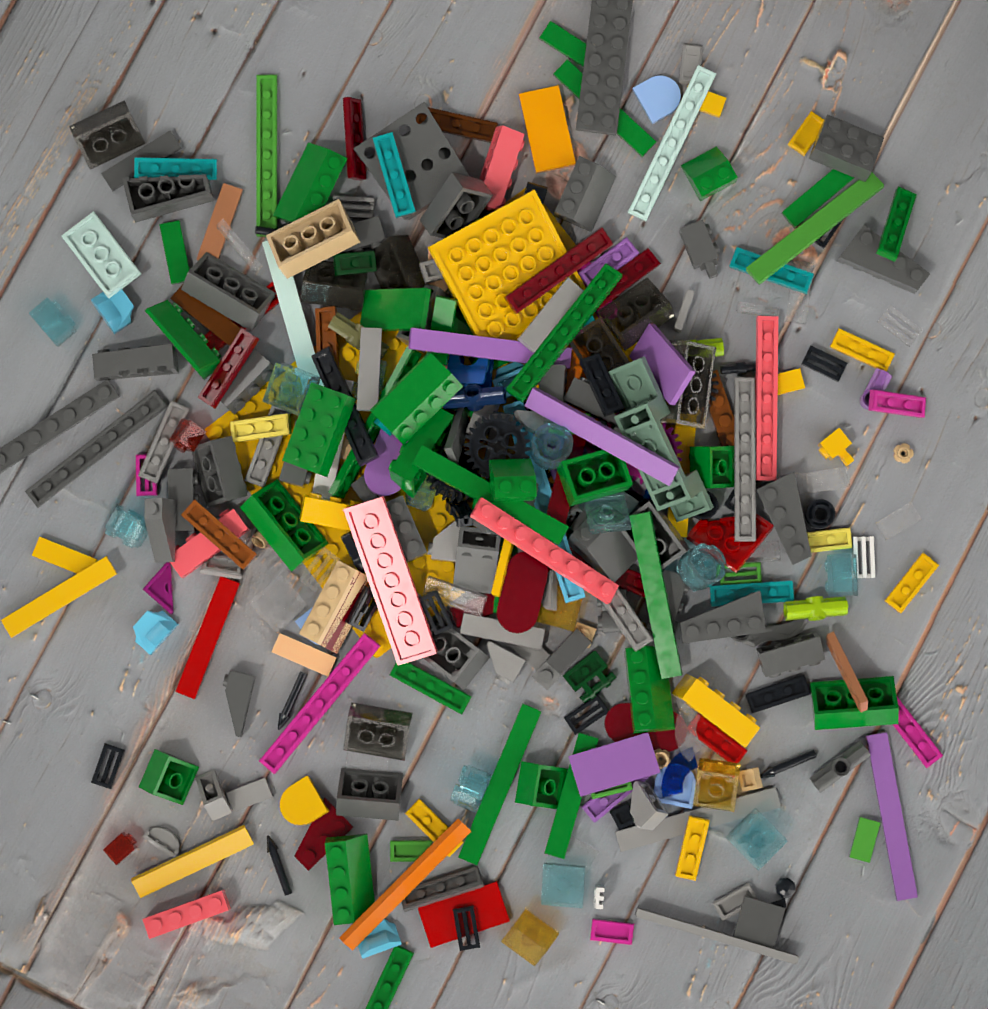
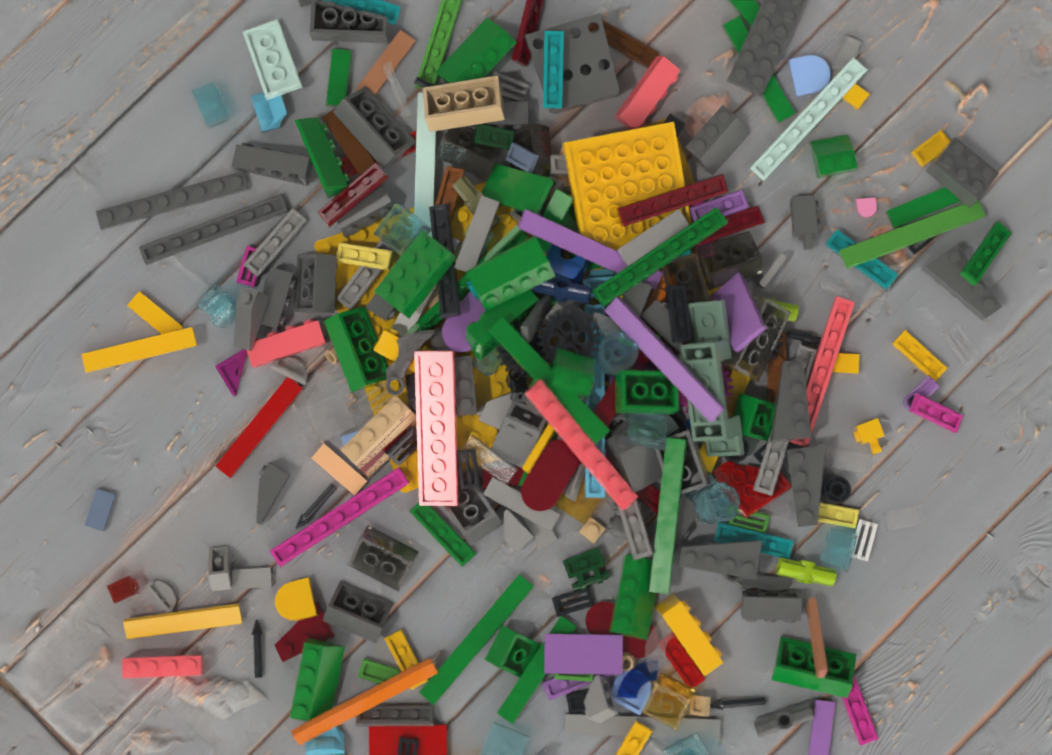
camera: 10 degrees right, 0 degrees up
(70, 773) = (100, 509): none -> sand blue tile
(114, 772) = (144, 500): black tile -> none
(153, 630) = (213, 405): medium azure slope -> none
(168, 777) = (185, 540): green slope -> none
(187, 436) = (297, 243): clear red brick -> none
(219, 534) = (297, 339): dark orange plate -> none
(334, 508) = (407, 346): none -> dark grey piece
(390, 275) = (522, 157): none -> sand blue tile
(455, 205) = (599, 113): dark grey brick -> none
(471, 788) = (450, 635): clear light blue brick -> none
(547, 129) = (701, 72): light orange tile -> none
(562, 659) = (566, 546): dark grey slope -> none
(747, 445) = (791, 404): none -> dark grey wedge
(759, 214) = (866, 207): none -> bright pink tile
(777, 694) = (748, 637): black tile -> none
(823, 354) = (893, 367): black tile -> none
(903, 458) = (922, 459): tan plate -> none
(911, 583) = (898, 576): yellow tile -> none

